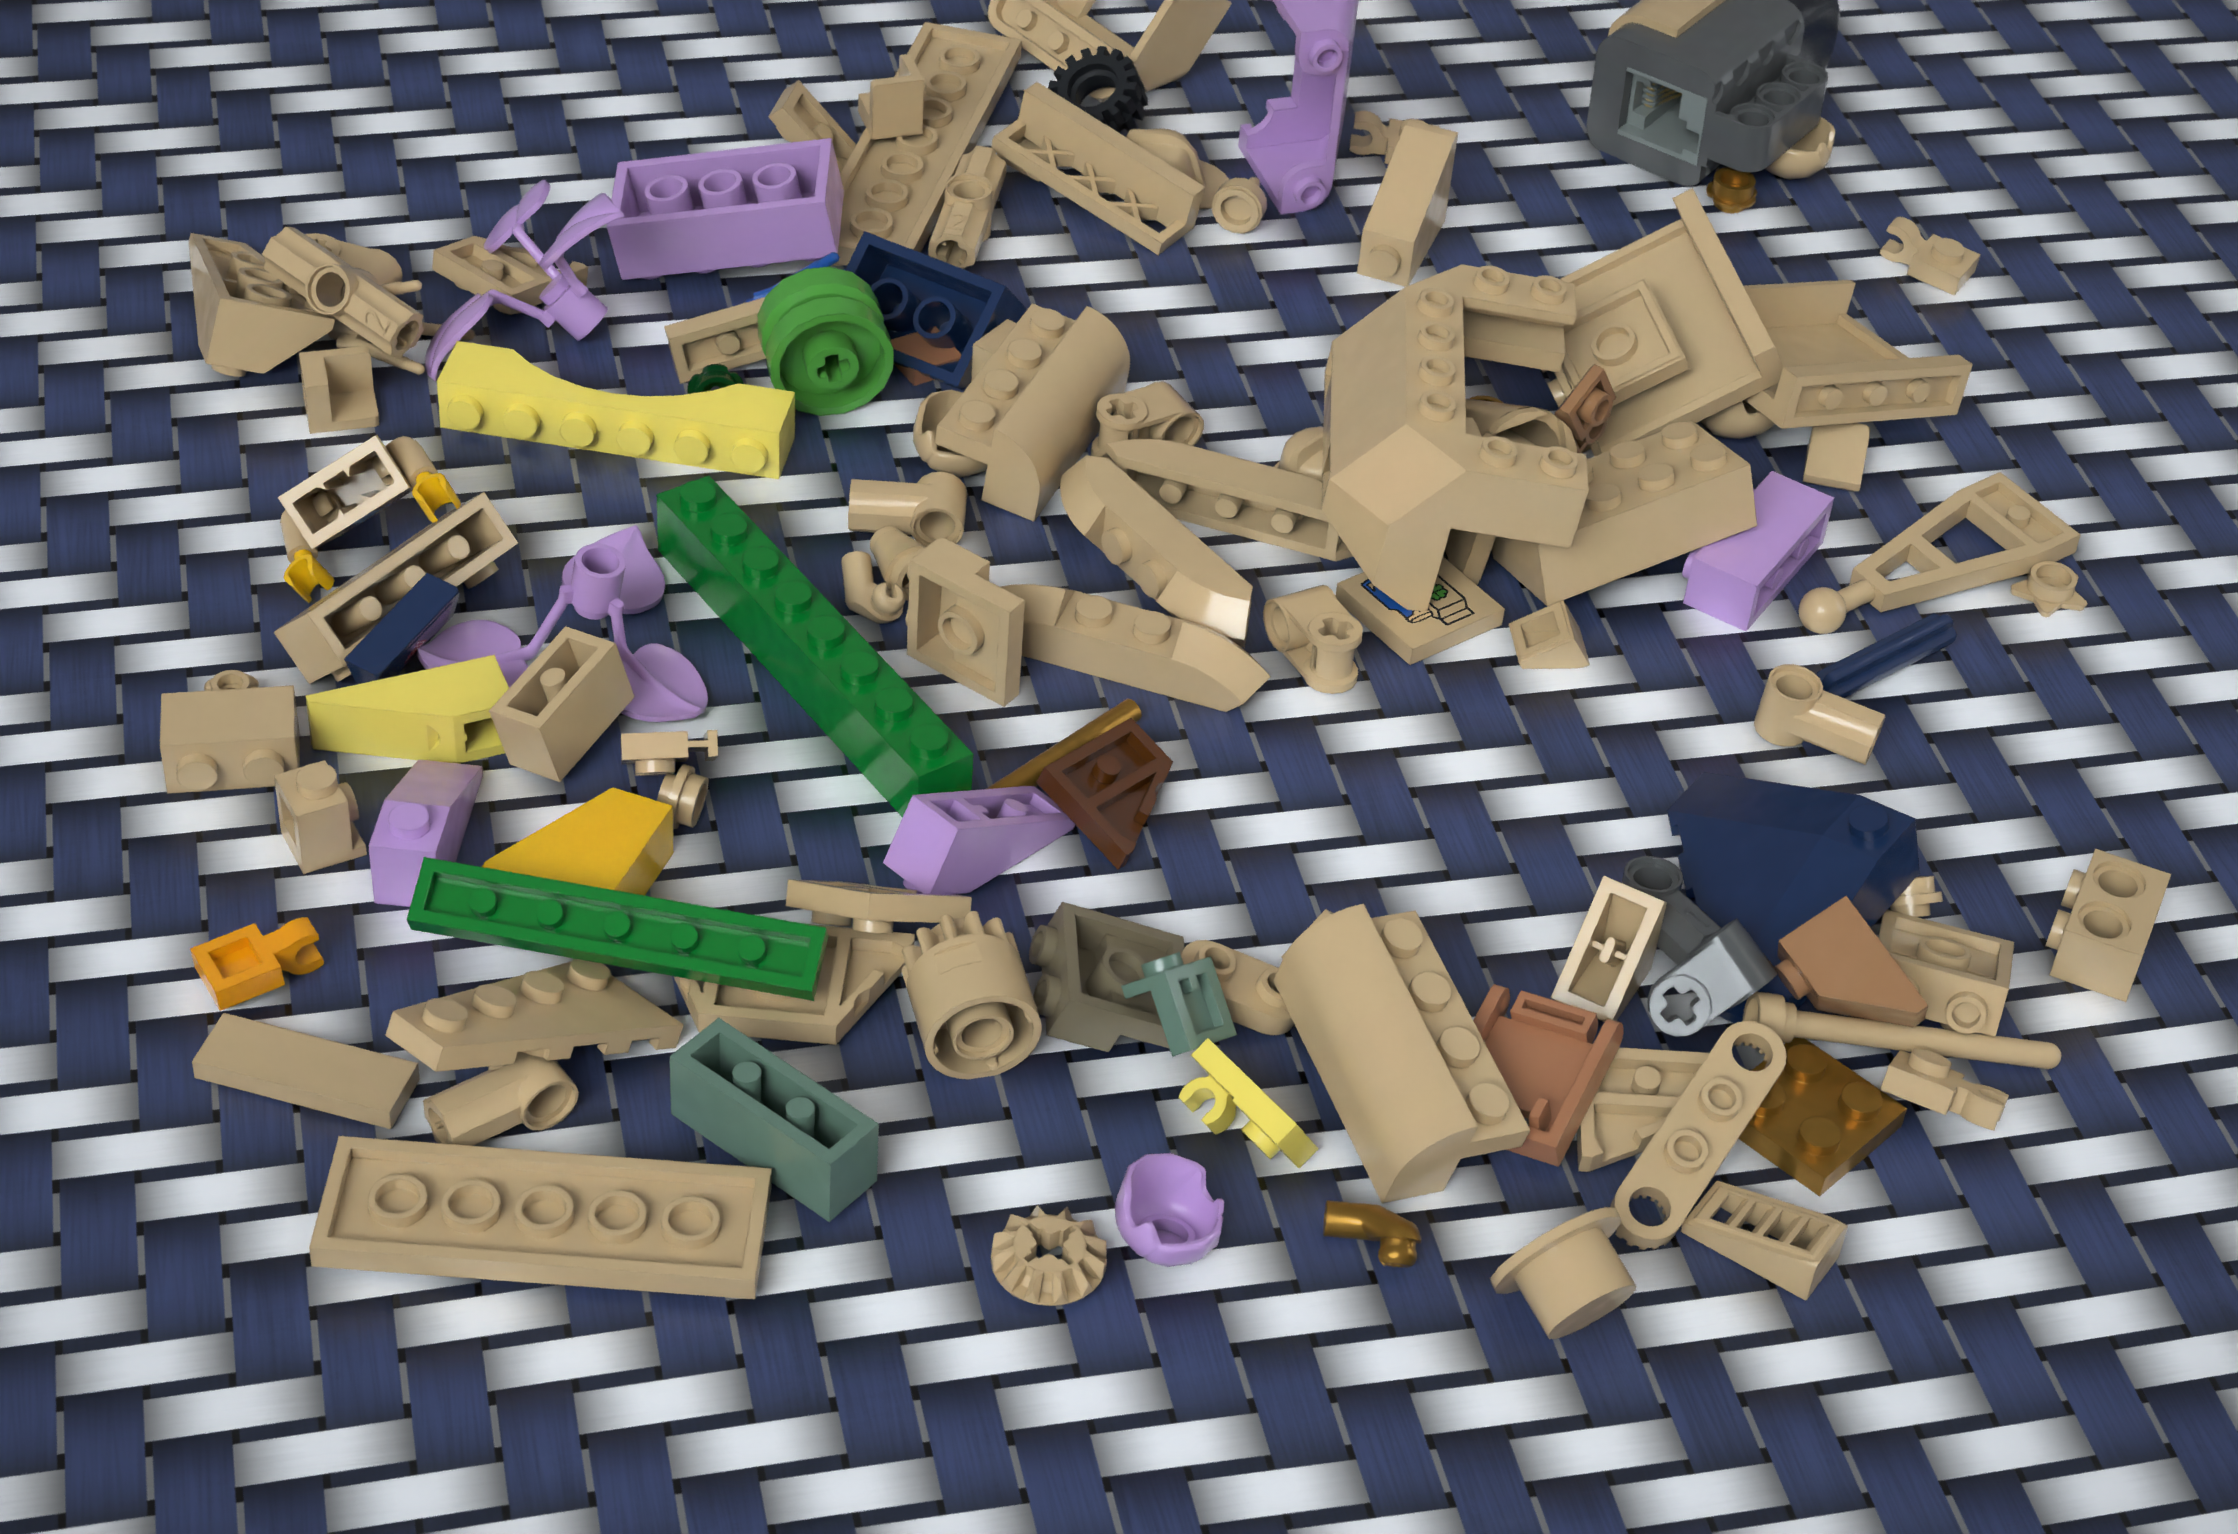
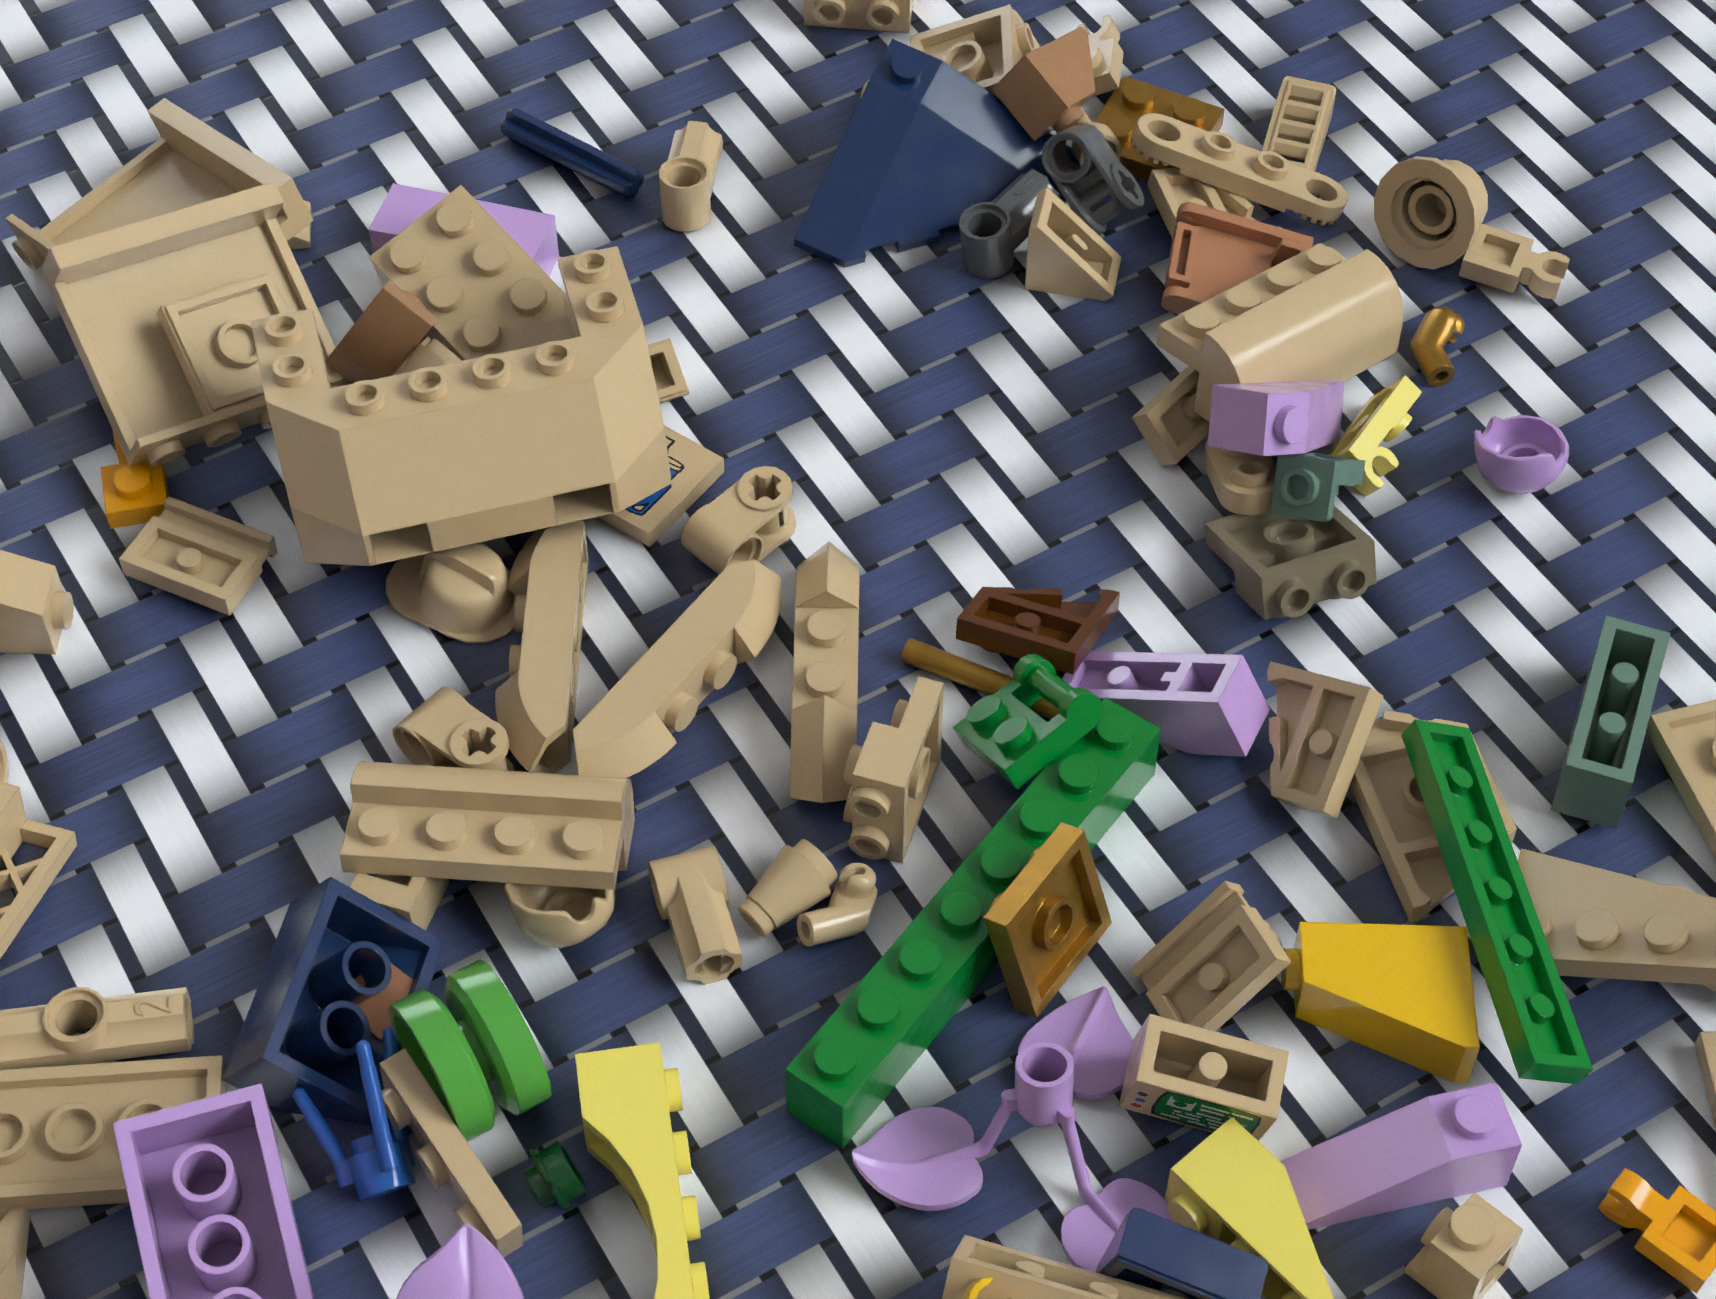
camera: 105 degrees left, 10 degrees up
(765, 660) = (1048, 919): none -> pearl gold plate
(955, 698) = (1017, 739): none -> green plate
(971, 997) = (1388, 626): tan gear -> none
(1048, 1279) = (1605, 549): tan gear -> none
(1259, 980) = (1276, 416): none -> lavender slope
(1479, 1336) = (1507, 259): none -> tan plate
(1994, 506) = (357, 76): tan plate -> none
(2050, 588) = (411, 71): tan plate -> none

